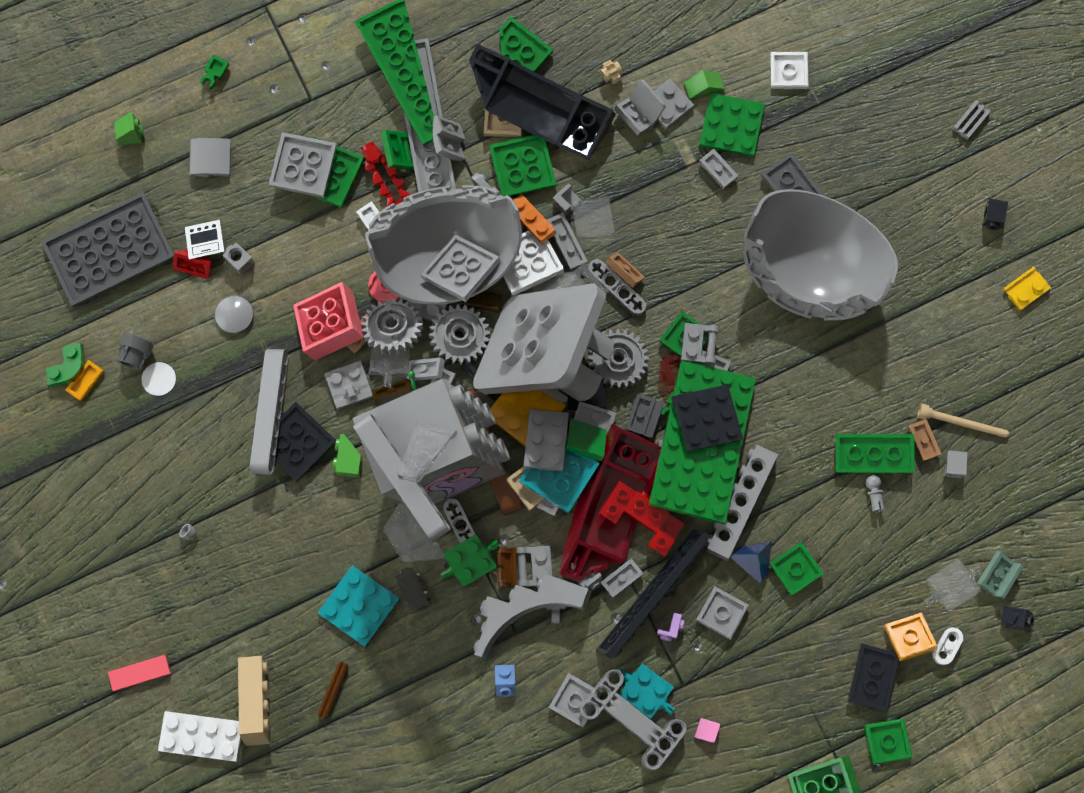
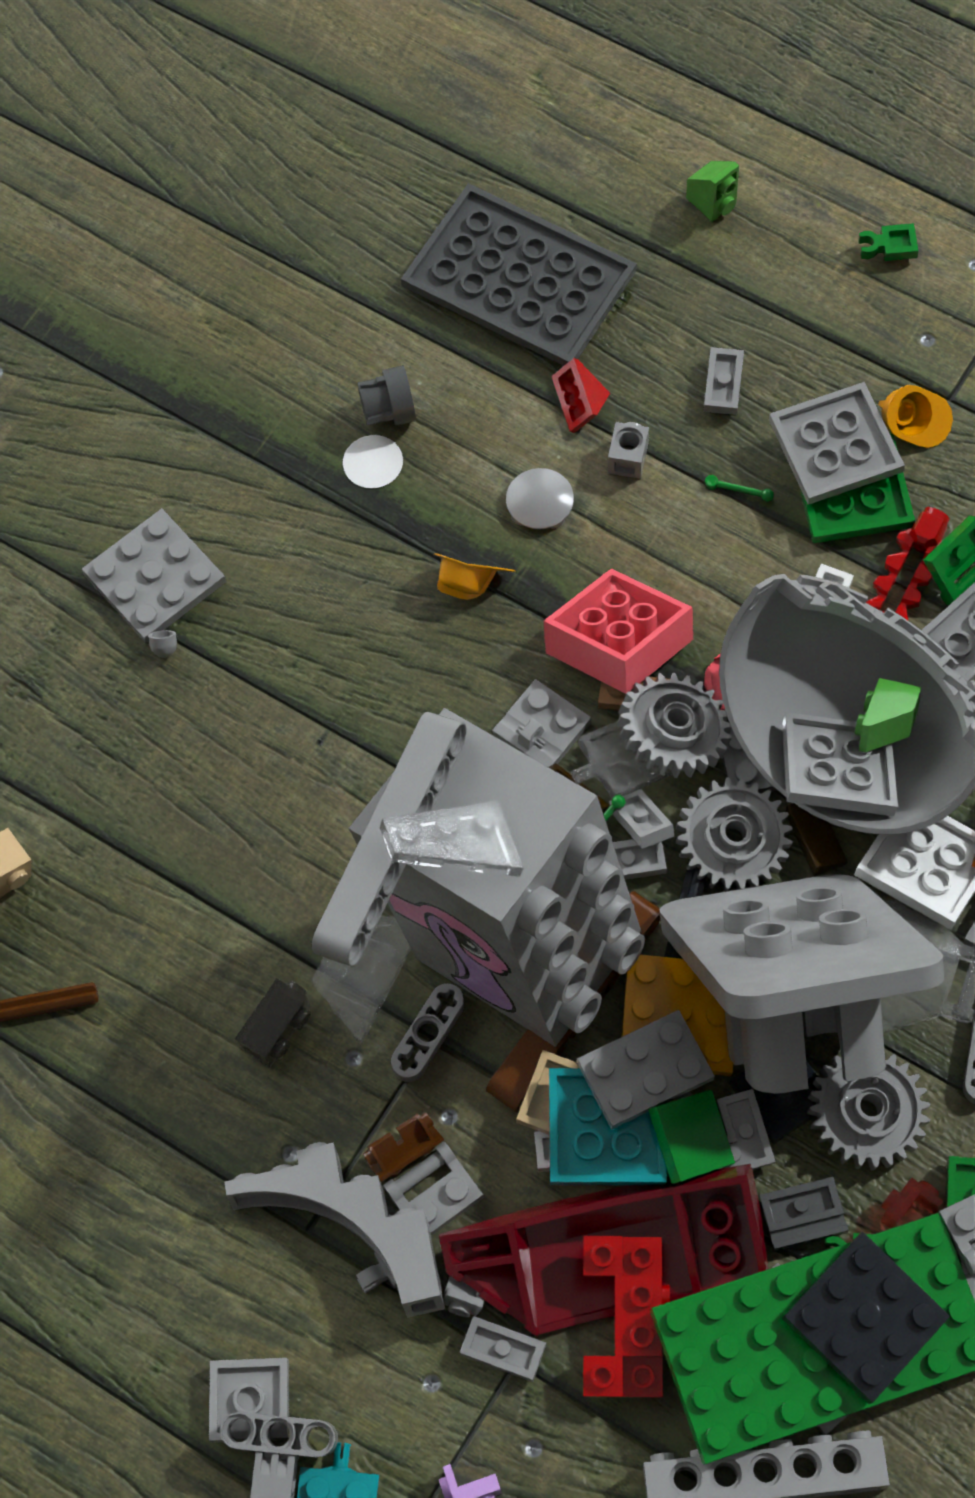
camera: 60 degrees right, 10 degrees down
(73, 362) = (295, 332): green plate -> none
(85, 381) = (303, 367): light orange tile -> none
(148, 516) = (154, 575): none -> light grey plate
(204, 239) = (624, 387): white sticker -> none
(209, 157) = (755, 317): light grey slope -> none
(232, 193) = (723, 381): none -> light grey plate
(252, 374) = (464, 579): none -> light orange piece
(269, 412) = (418, 634): light grey beam -> none
(279, 232) = (712, 483): none -> green hinge
(300, 442) = (391, 696): black plate -> none
(312, 121) = (917, 416): none -> light orange piece
(358, 606) = (200, 959): teal plate -> none
(451, 230) = (889, 714): none -> bright green slope
(470, 559) = (378, 1080): green plate -> none
(505, 680) = (214, 1261): medium blue bracket -> none
(650, 597) = (519, 1418): black plate -> none

